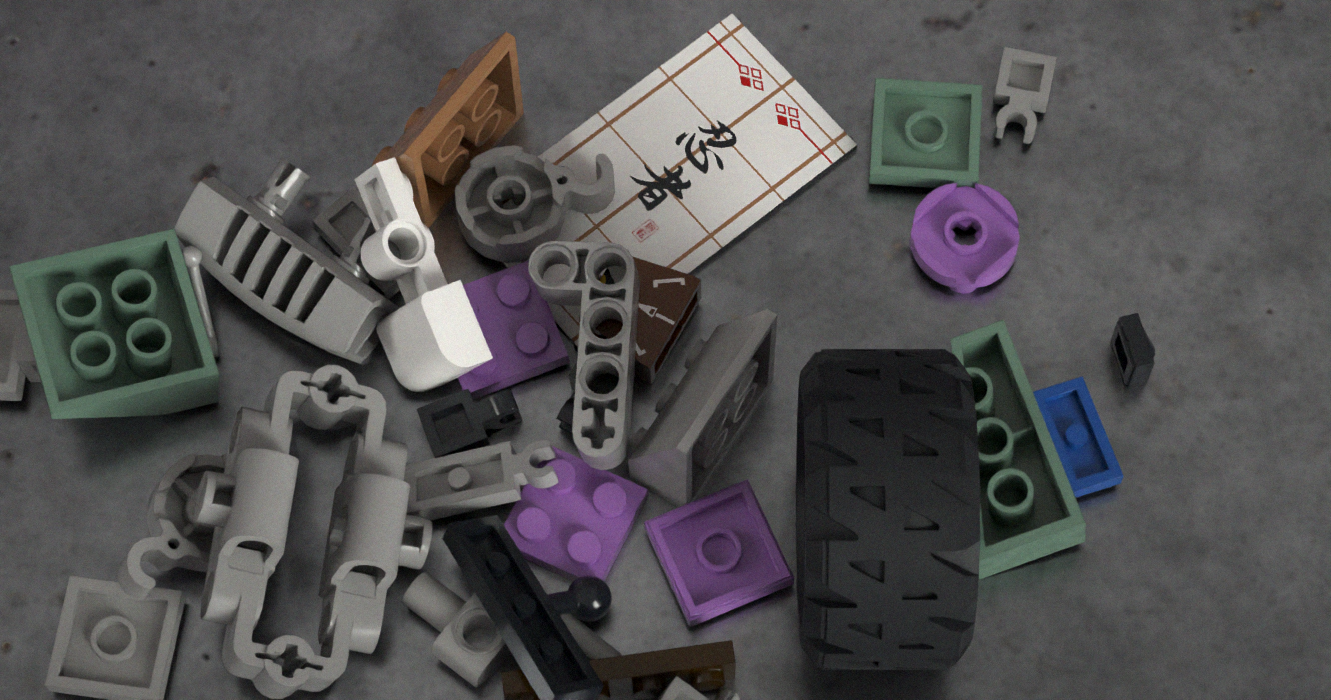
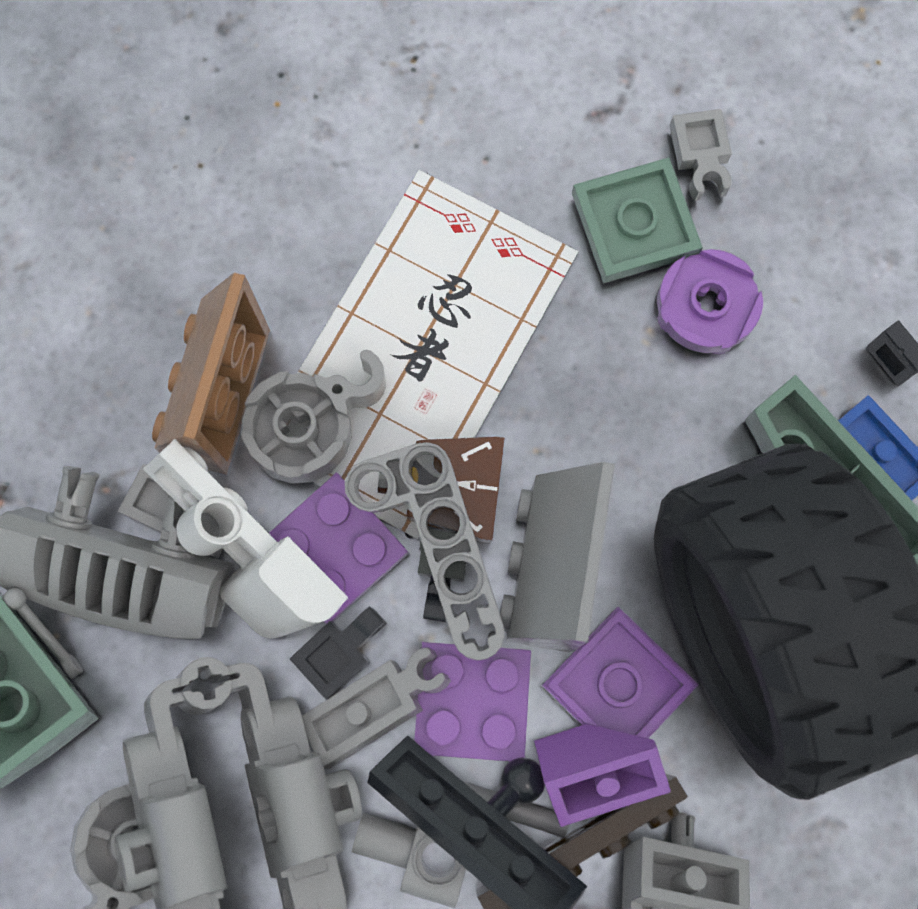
camera: 25 degrees left, 10 degrees up
(661, 608) = (598, 771): none -> medium lavender slope

